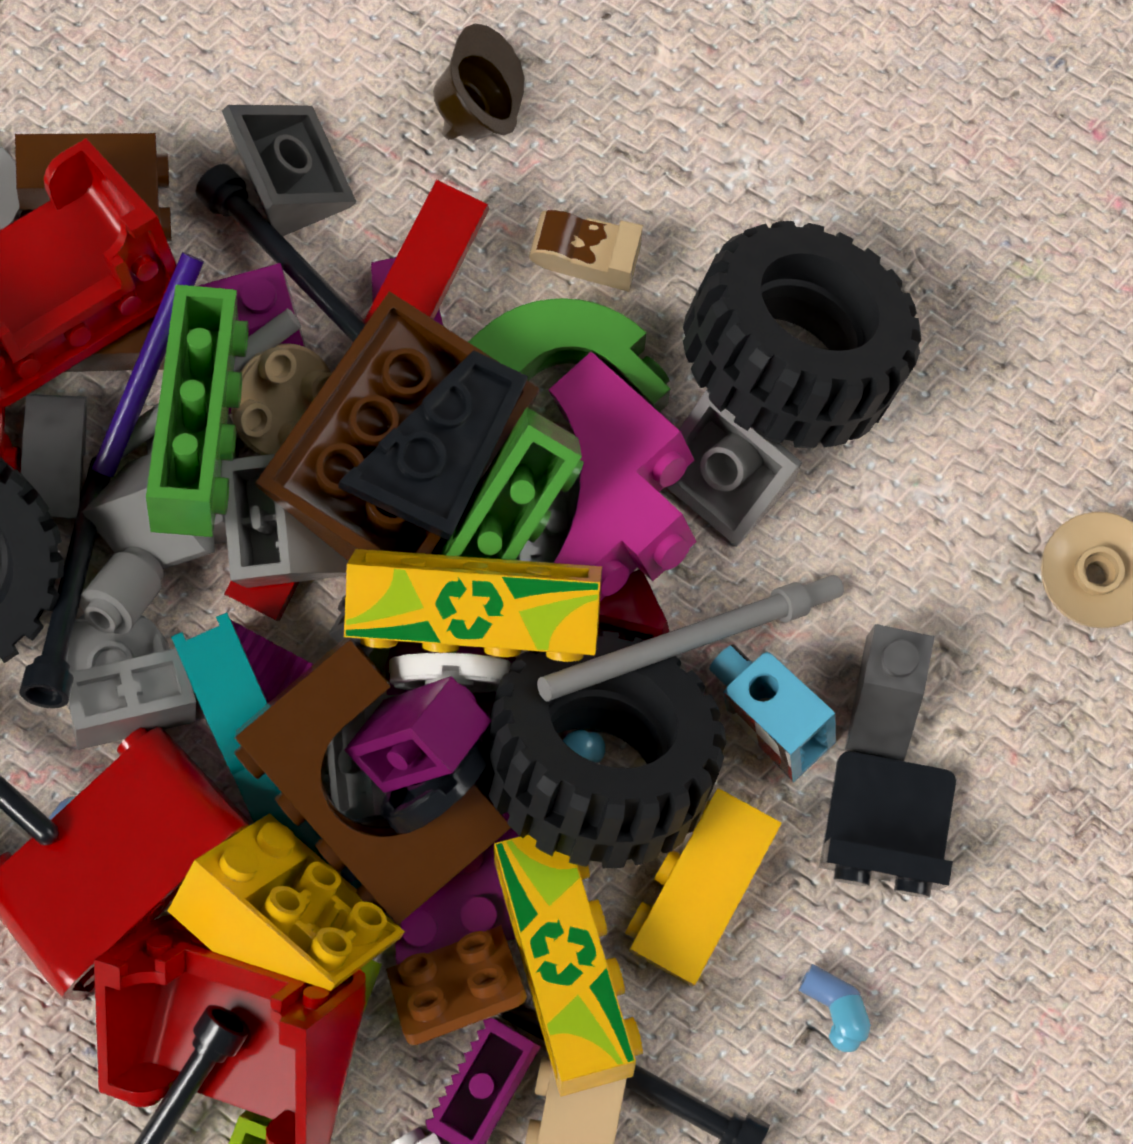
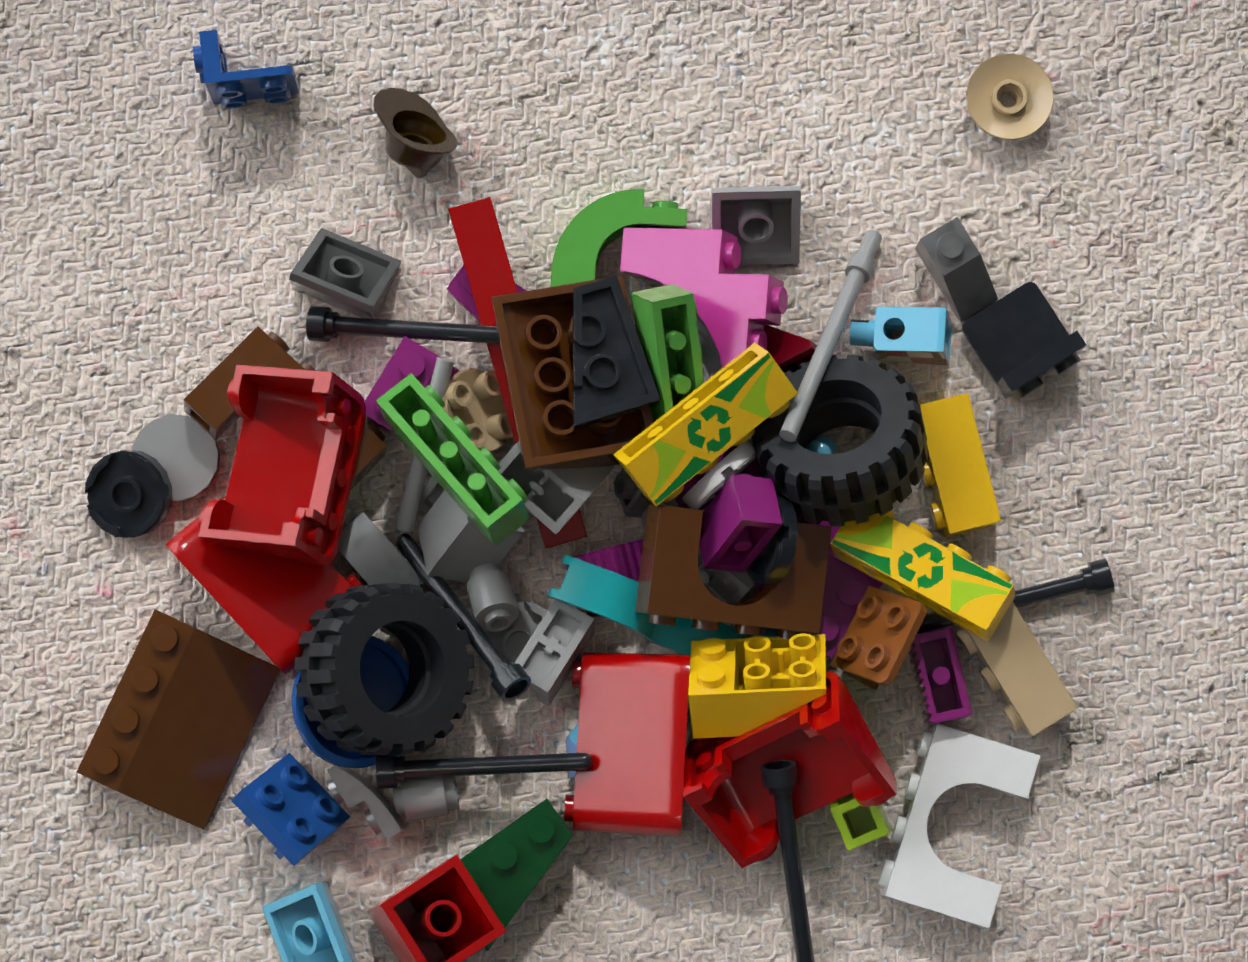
camera: 45 degrees left, 5 degrees up
(144, 371) = (387, 460): dark purple bar -> none
(587, 248) = (561, 169): tan leg -> none
(779, 380) = (735, 155): black tyre -> none
(845, 1006) = (1087, 459): arm -> none

